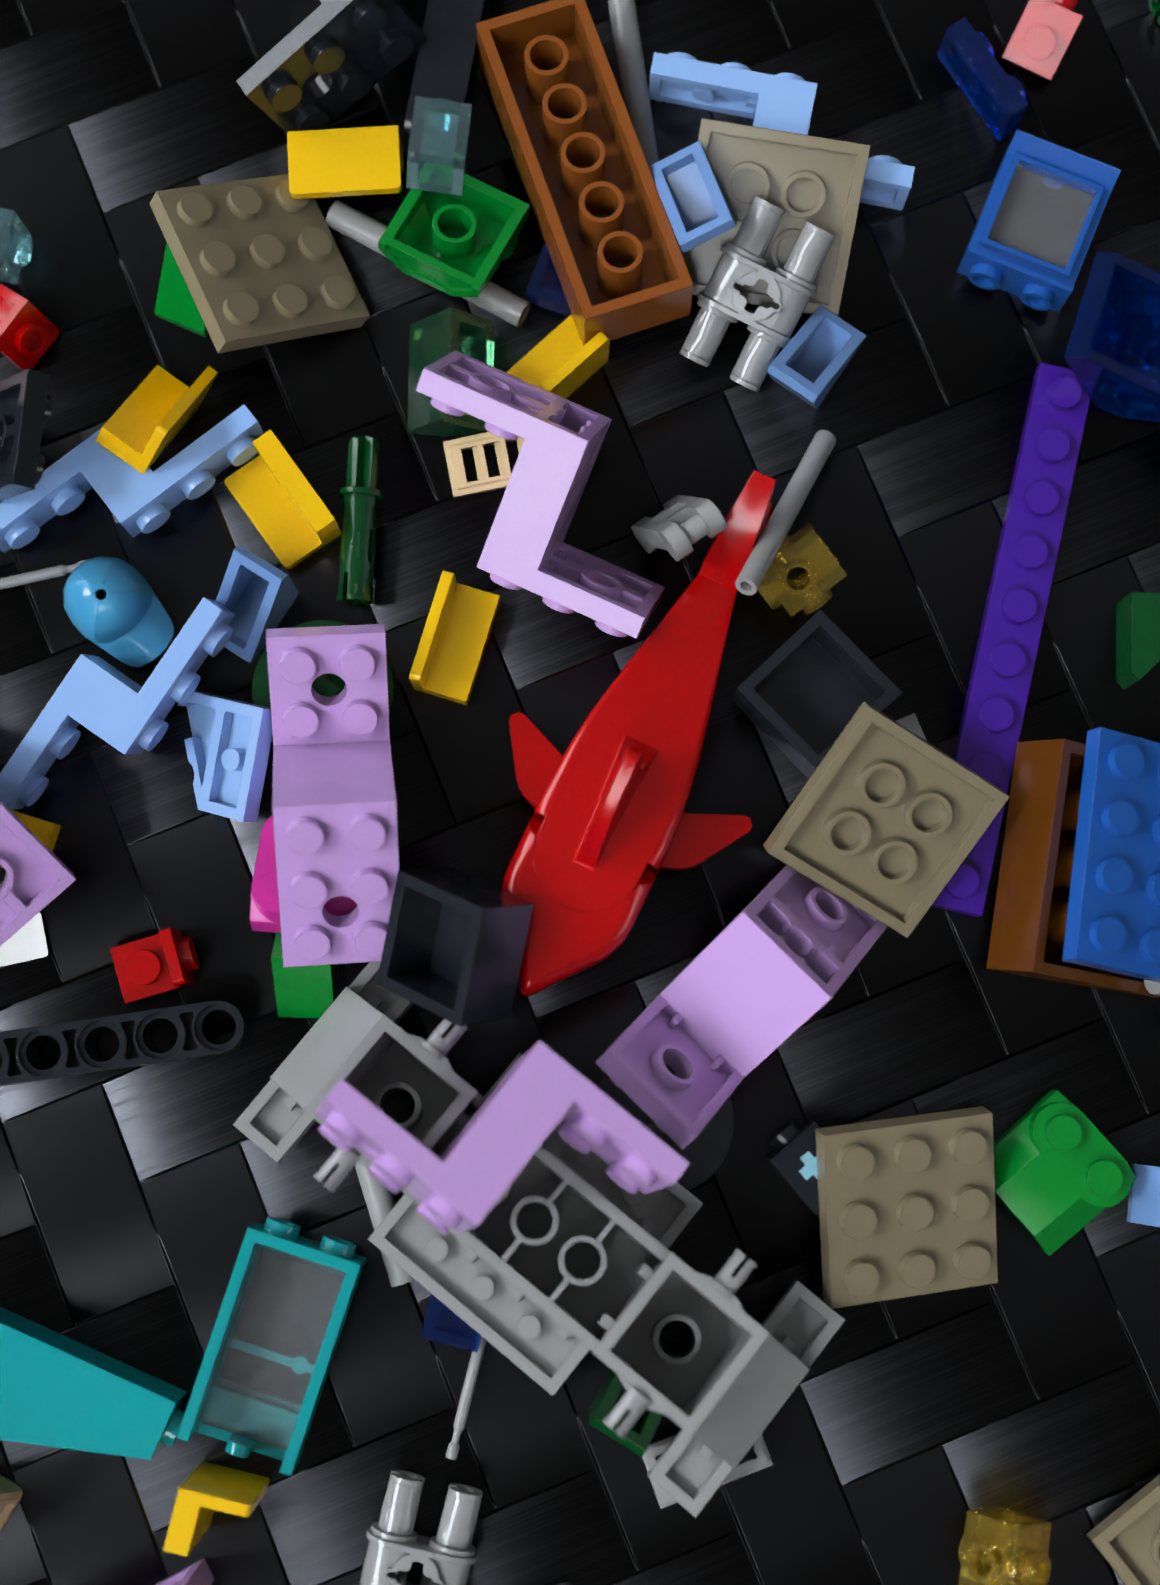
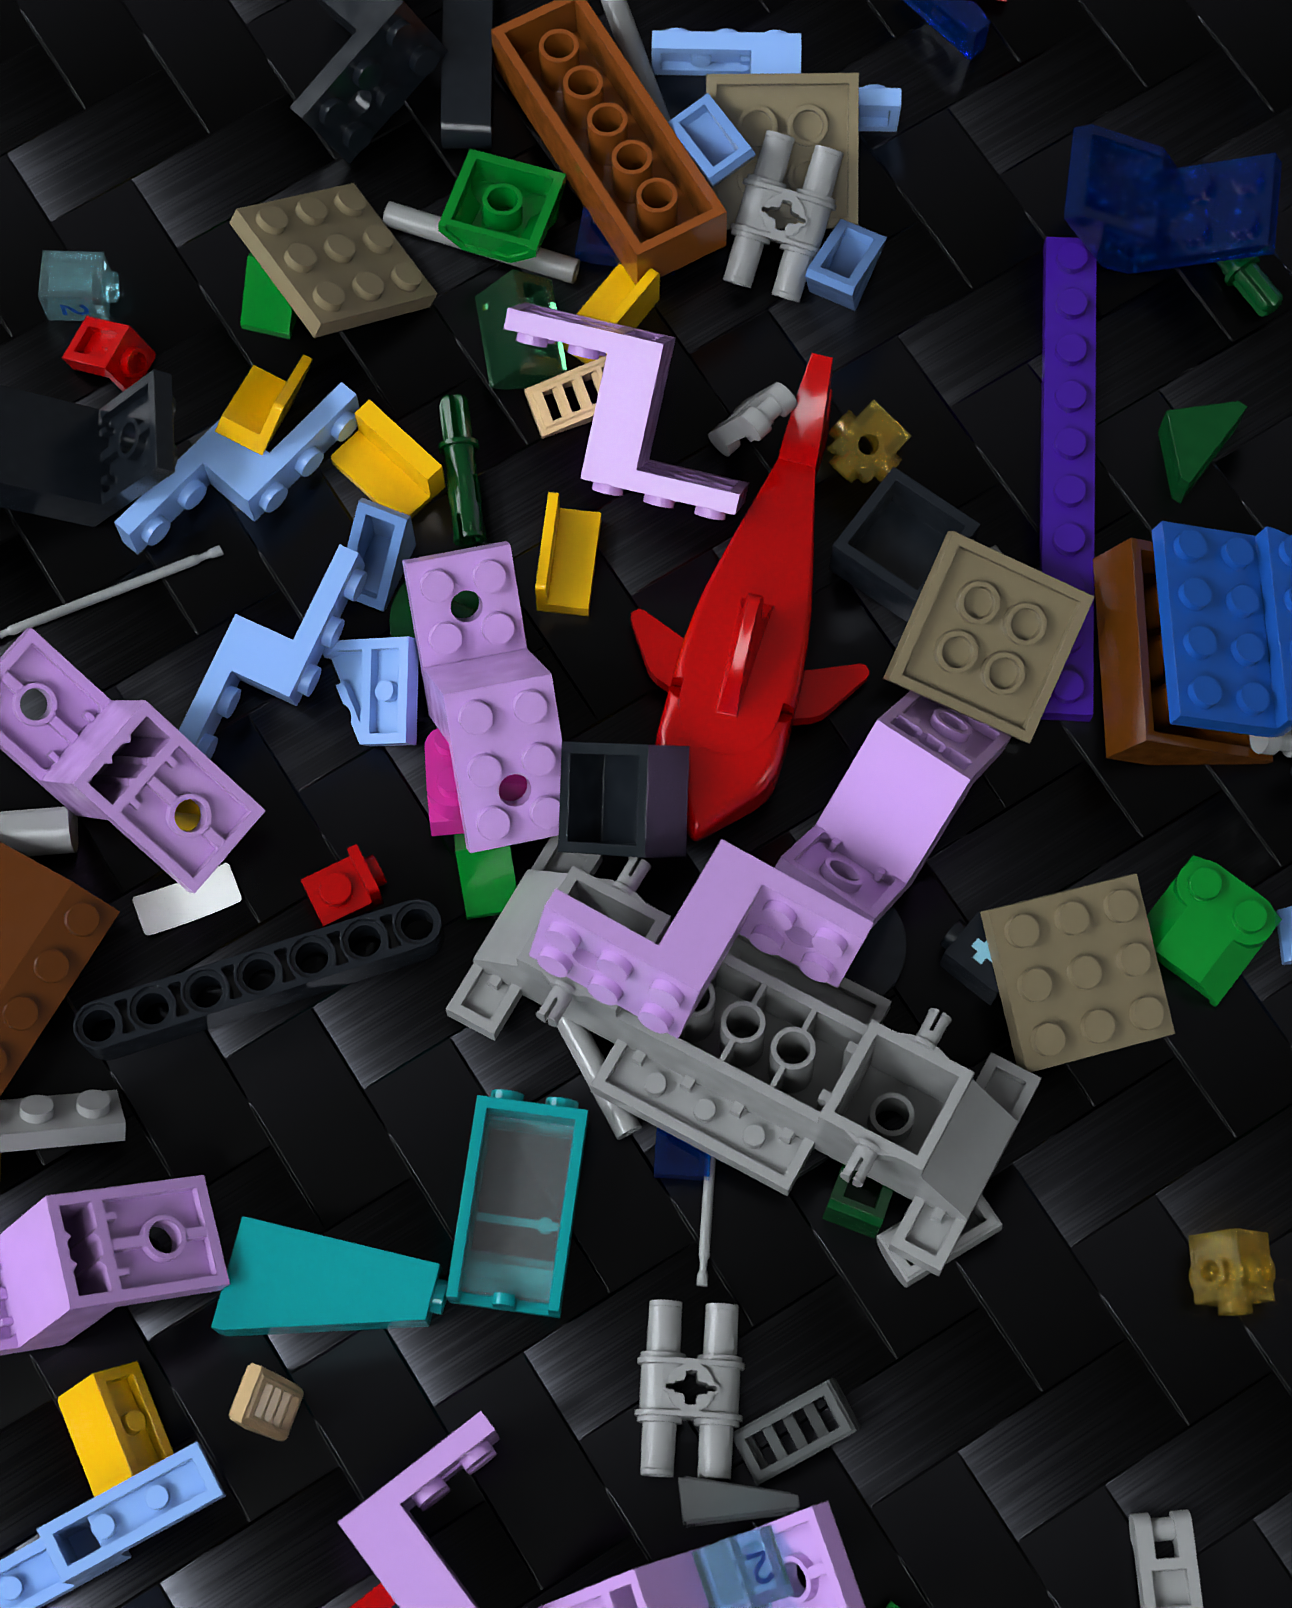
camera: 10 degrees left, 10 degrees down
(128, 620) = (260, 591): dark azure cap -> none
(207, 1490) = (475, 1347): yellow panel -> none
(345, 162) = (393, 165): yellow panel -> none
(438, 145) = (478, 135): clear light blue brick -> none
(785, 513) = (845, 393): light grey piece -> none
(1038, 222) = (1019, 119): blue window -> none

